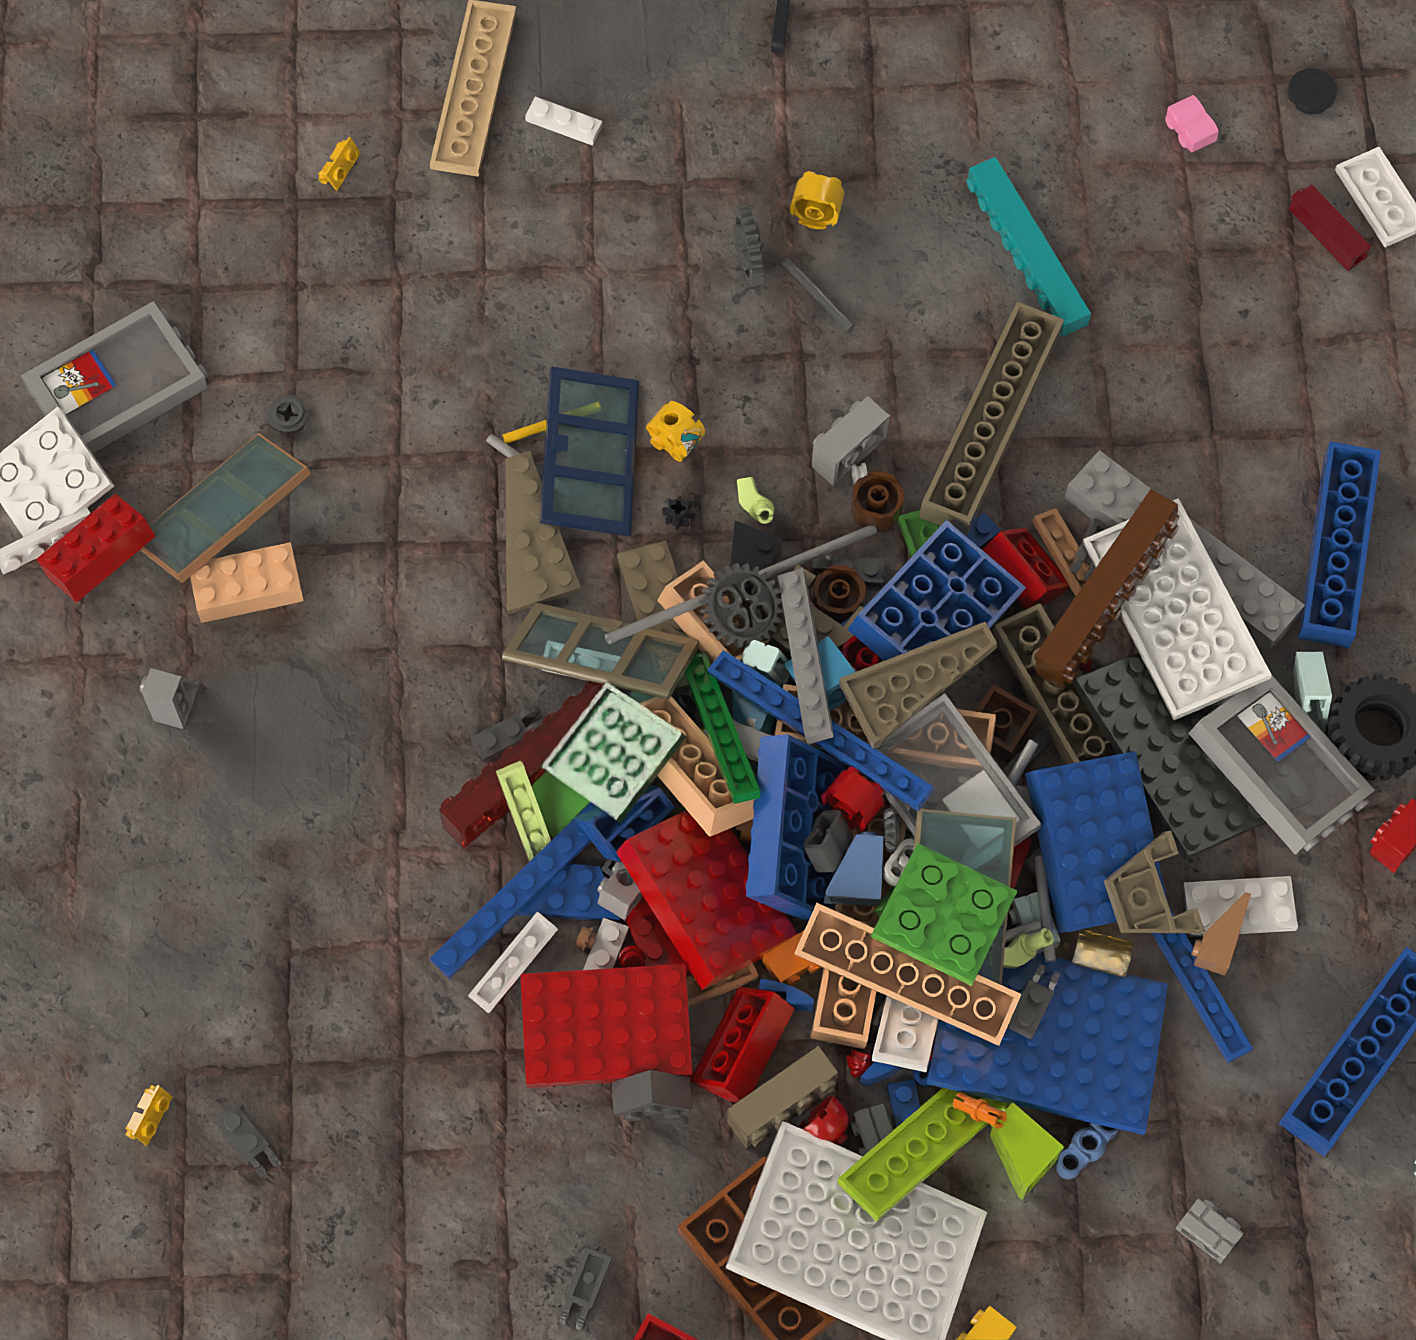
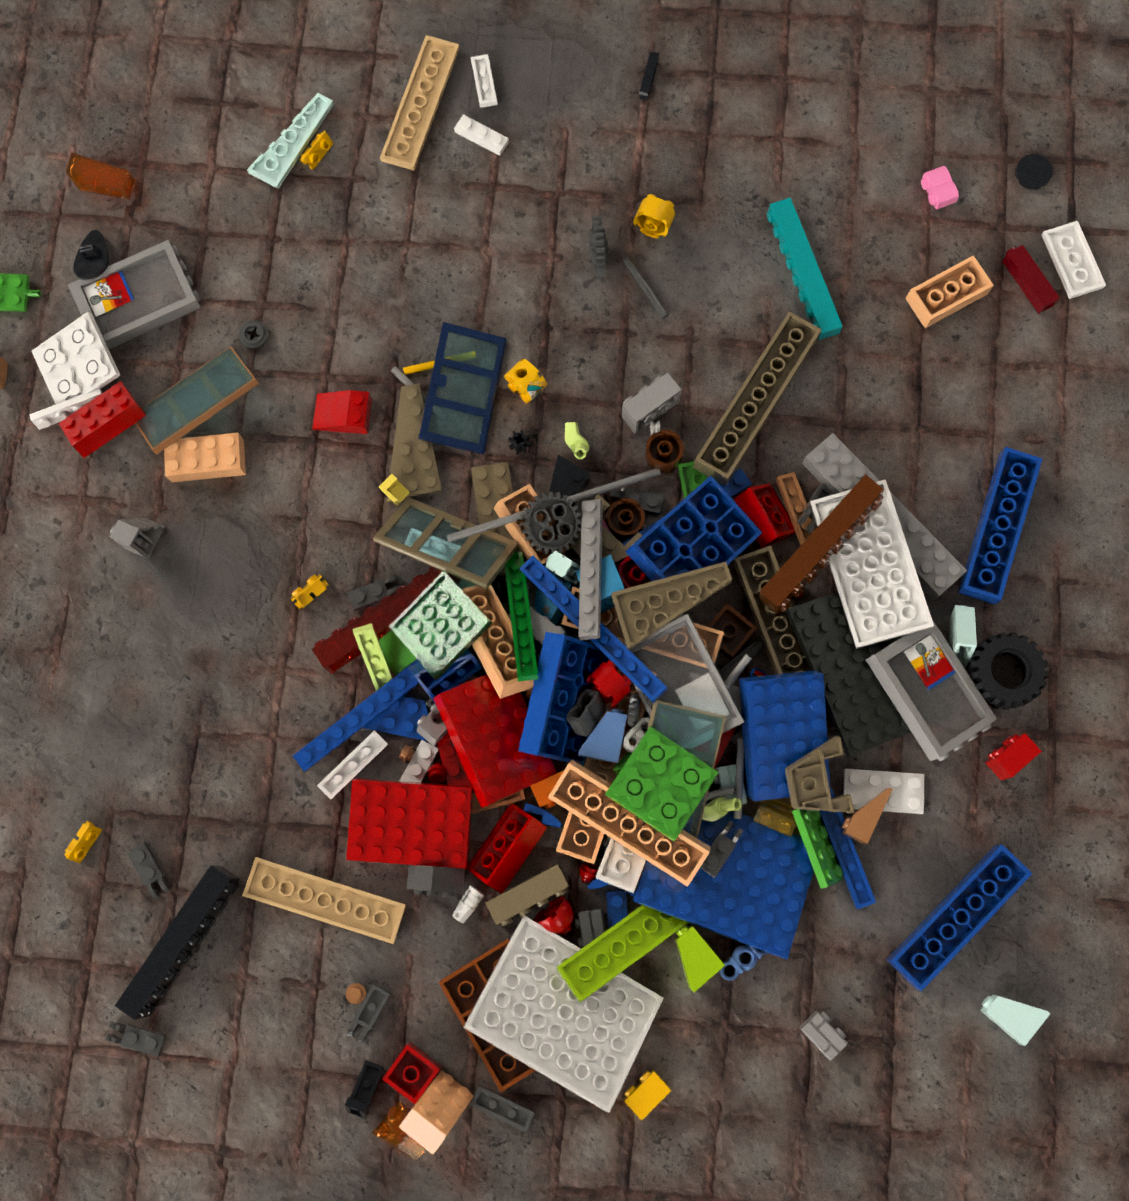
camera: 15 degrees right, 10 degrees up
(44, 230) = (99, 177): none -> clear orange wedge
(47, 335) = (91, 257): none -> black shield
(295, 172) = (285, 151): none -> light aqua wing
(308, 1224) = (178, 942): none -> black brick
(423, 733) = (303, 596): none -> yellow hinge
(428, 501) = (343, 411): none -> red slope
(501, 1146) = (324, 900): none -> tan plate
(516, 594) = (394, 490): none -> light yellow panel
(557, 50) = (484, 81): none -> white plate
(563, 1264) = (356, 993): none -> medium nougat plate
(700, 1125) = (467, 904): none -> white hinge
(980, 1110) = (667, 928): orange pin -> none
(1163, 983) = (818, 847): none -> bright green plate
(1225, 254) = (949, 291): none -> light nougat brick

